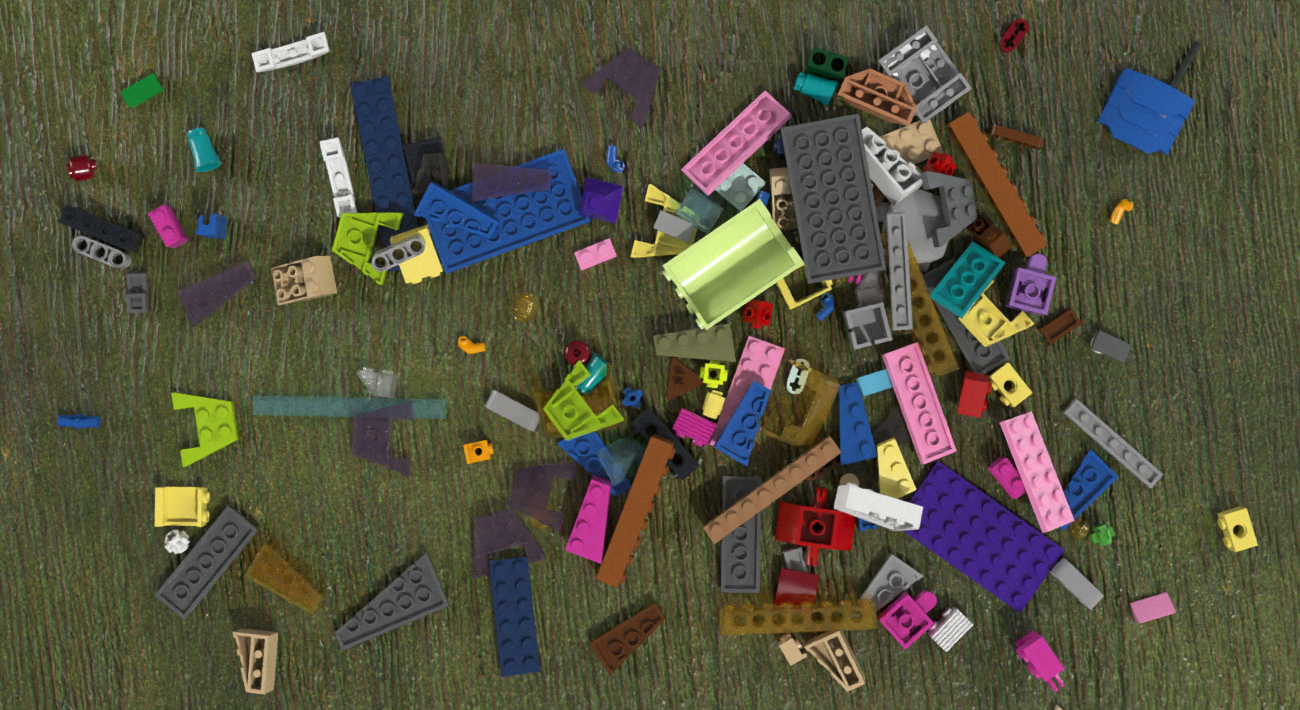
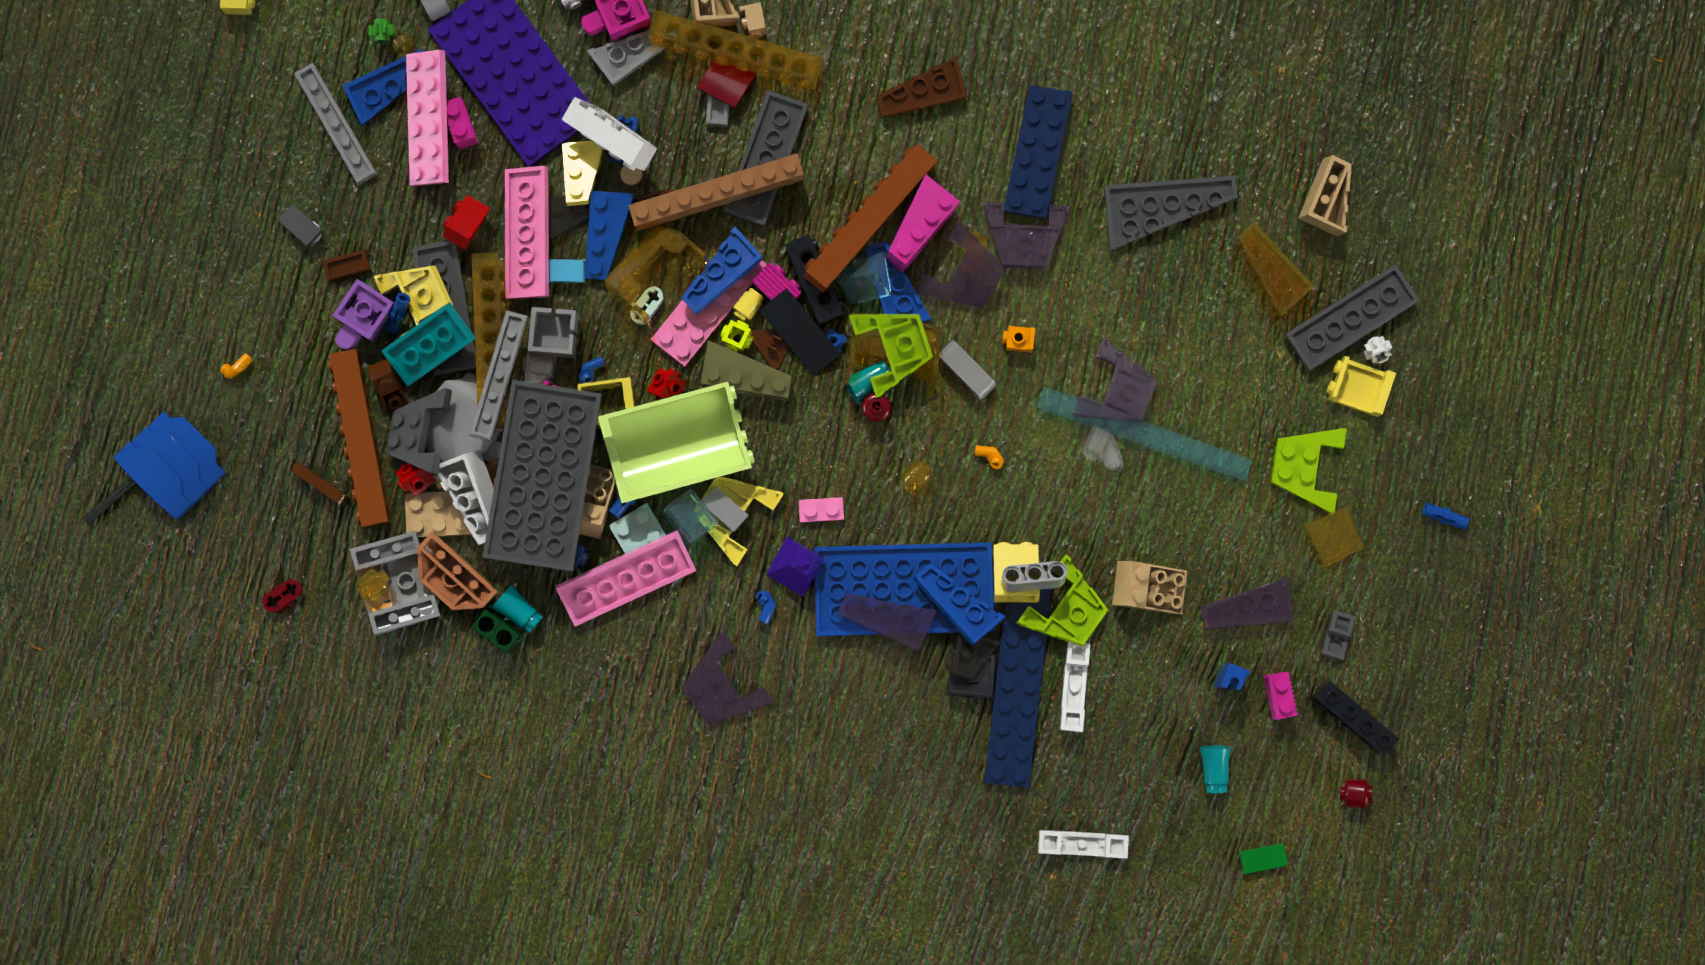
camera: 160 degrees left, 5 degrees down
(93, 248) = (1373, 695): light grey beam -> none
(165, 373) = (1334, 537): none -> clear yellow tile
(662, 395) = (800, 332): none -> black sticker
(796, 523) = (702, 149): red slope -> none
(941, 66) = (373, 585): none -> clear yellow head
(1002, 305) = (400, 305): none -> blue pin
(1019, 389) = (415, 211): light yellow brick -> none

